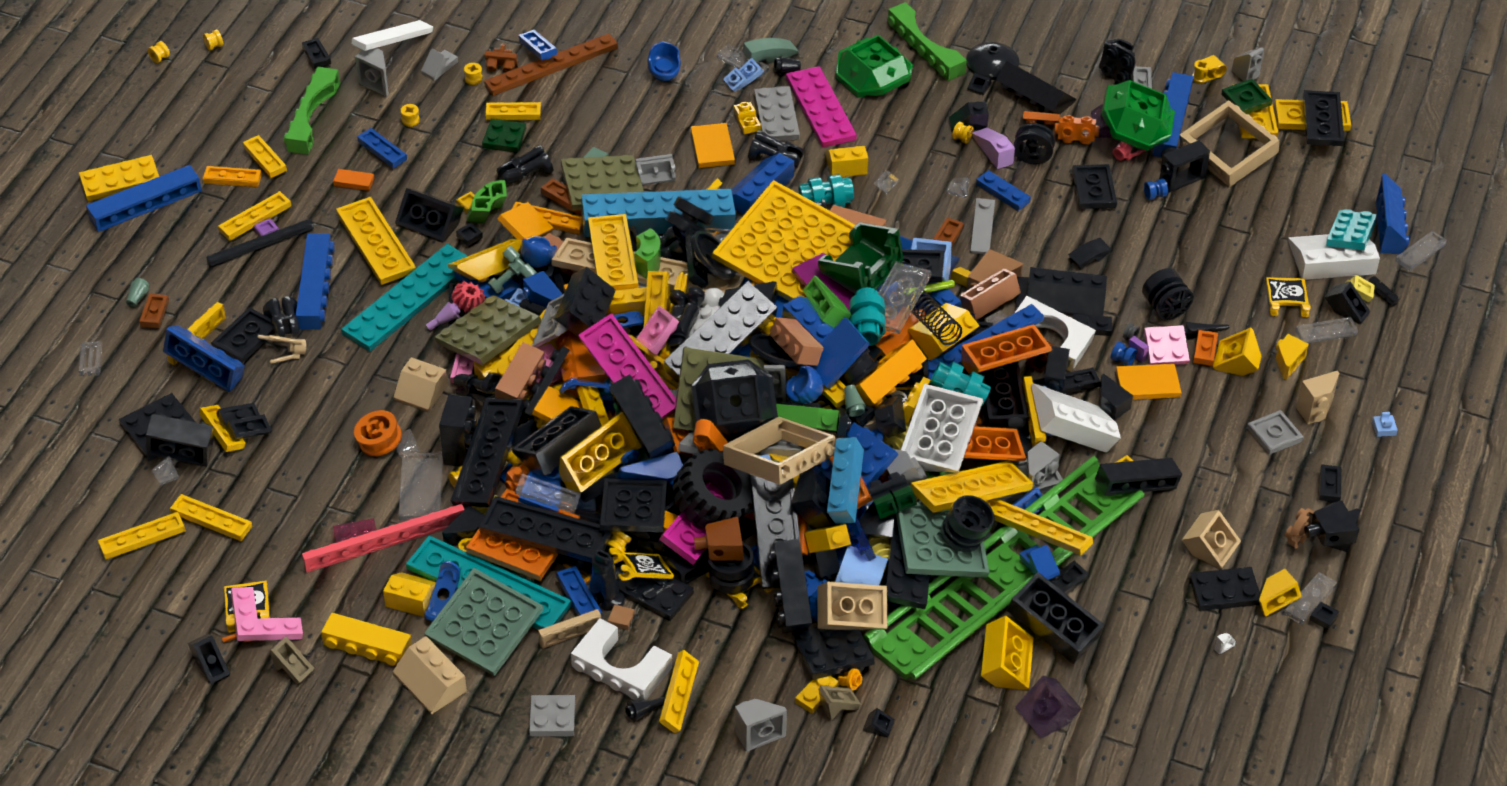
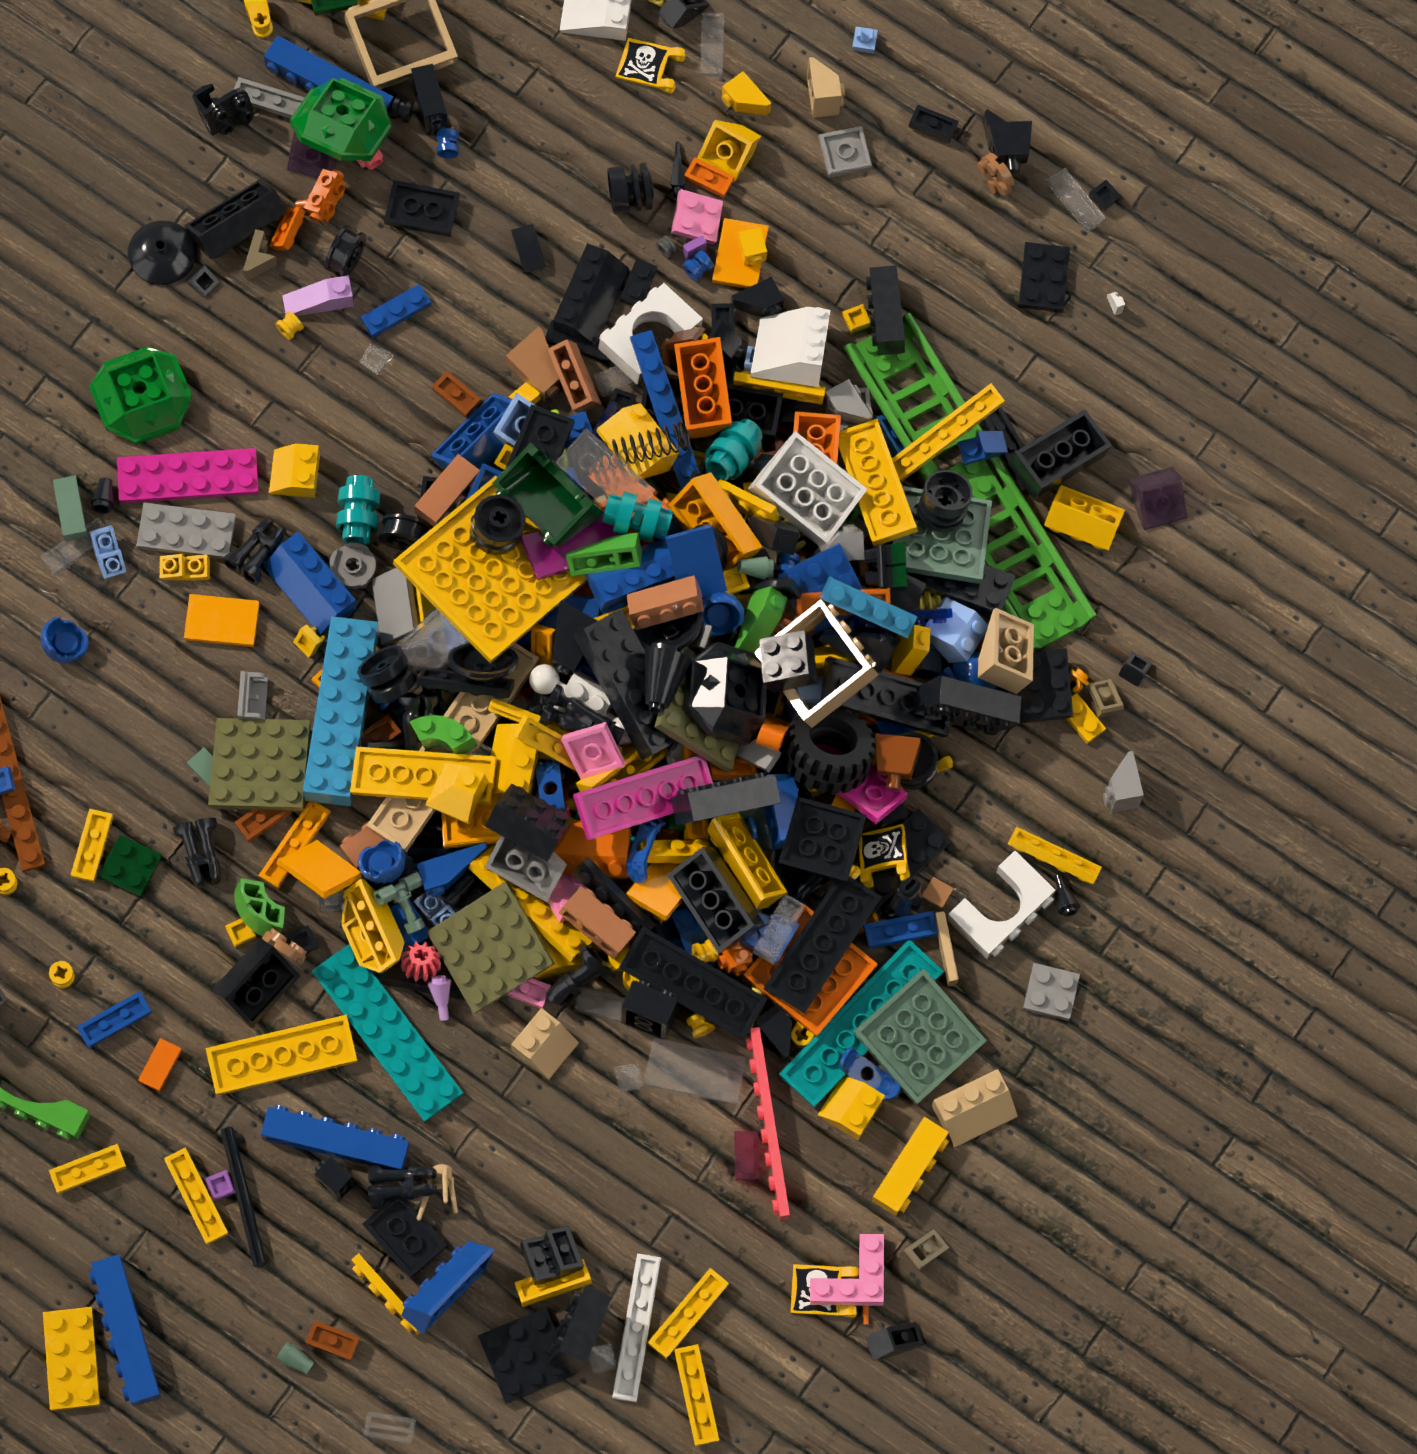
camera: 80 degrees left, 25 degrees up
(195, 489) = (636, 1328): none -> white tile
(232, 176) = (109, 1215): light orange tile -> none
(279, 279) = (334, 1178): none -> black brick
(374, 426) = (626, 1091): orange wheel -> none
(456, 210) = (291, 950): none -> medium nougat plate
(605, 264) = (458, 791): none -> yellow slope
(726, 340) = (663, 674): none -> black cone
(770, 422) = (788, 661): none -> brick
(825, 231) = (497, 524): none -> black wheel
(886, 181) = (345, 436): clear slope -> none
(946, 61) = (156, 306): bright green arch -> none
(971, 114) = (265, 310): black slope -> none
(982, 226) = (456, 352): light grey slope -> none
(1008, 104) = (257, 261): none -> dark tan slope
(1154, 379) = (752, 246): none -> yellow brick
(1211, 539) = (980, 268): tan slope -> none
(1278, 592) = (1068, 226): yellow slope -> none

